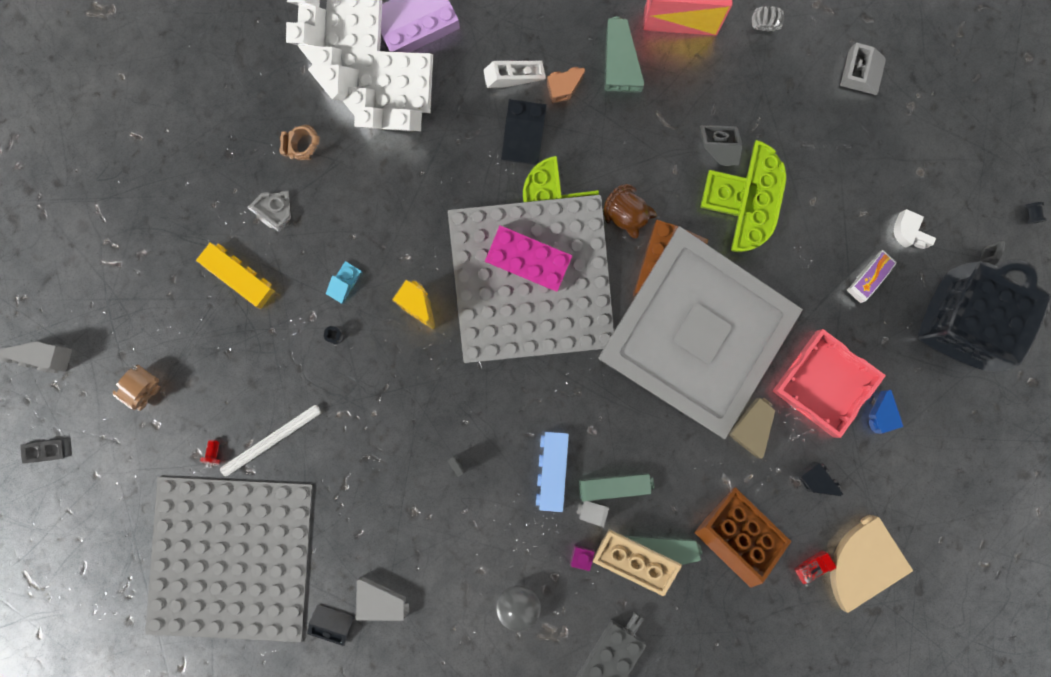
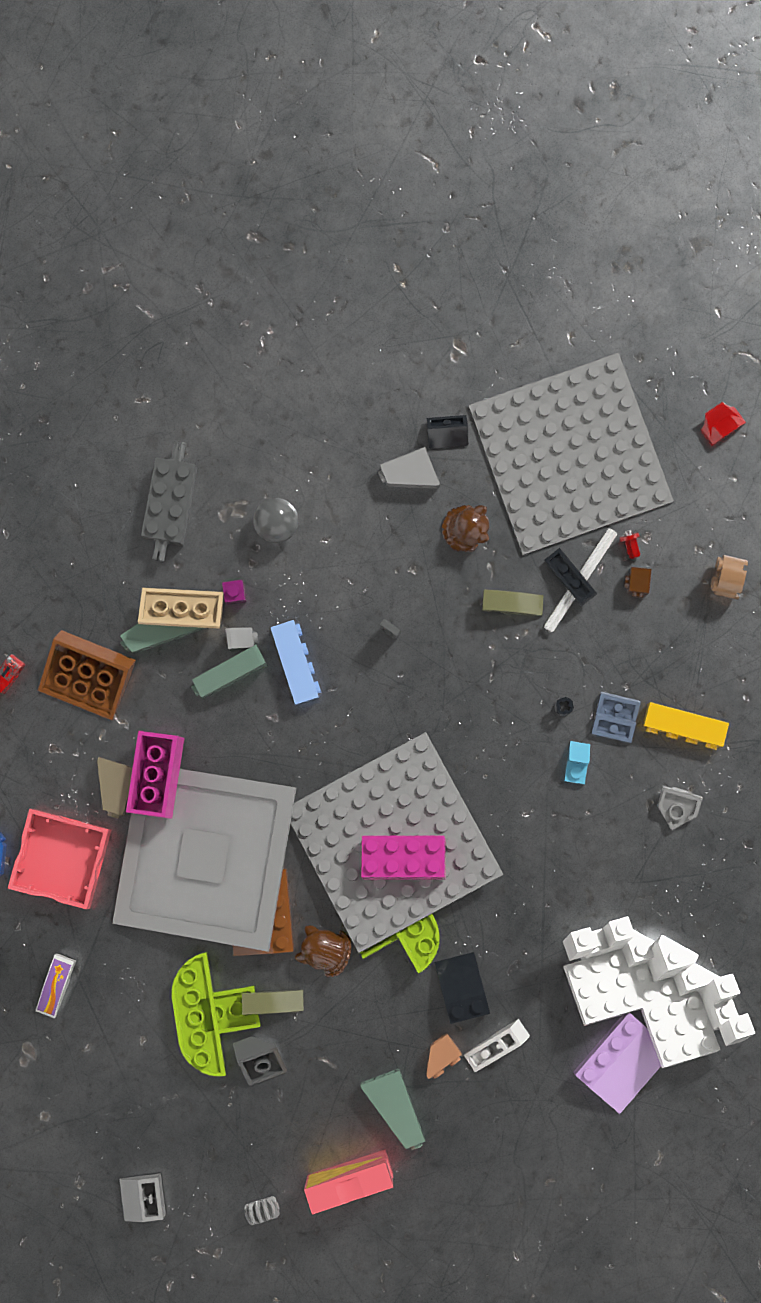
camera: 165 degrees right, 0 degrees up
(83, 530) = (721, 422): none -> red slope
(220, 417) = (638, 582): none -> reddish brown brick
(277, 446) = (570, 577): none -> black tile
(290, 141) = (692, 883): medium nougat piece -> none
(293, 307) = (616, 717): none -> sand blue slope
(339, 445) = (512, 602): none -> olive slope
(350, 530) = (466, 527): none -> reddish brown hair
(414, 301) = (493, 767): yellow slope -> none
(691, 186) = (272, 1002): none -> olive slope
(718, 421) = (155, 774): none -> dark pink brick
(817, 480) = (34, 758): black slope -> none
(907, 231) = (37, 1045): white brick -> none

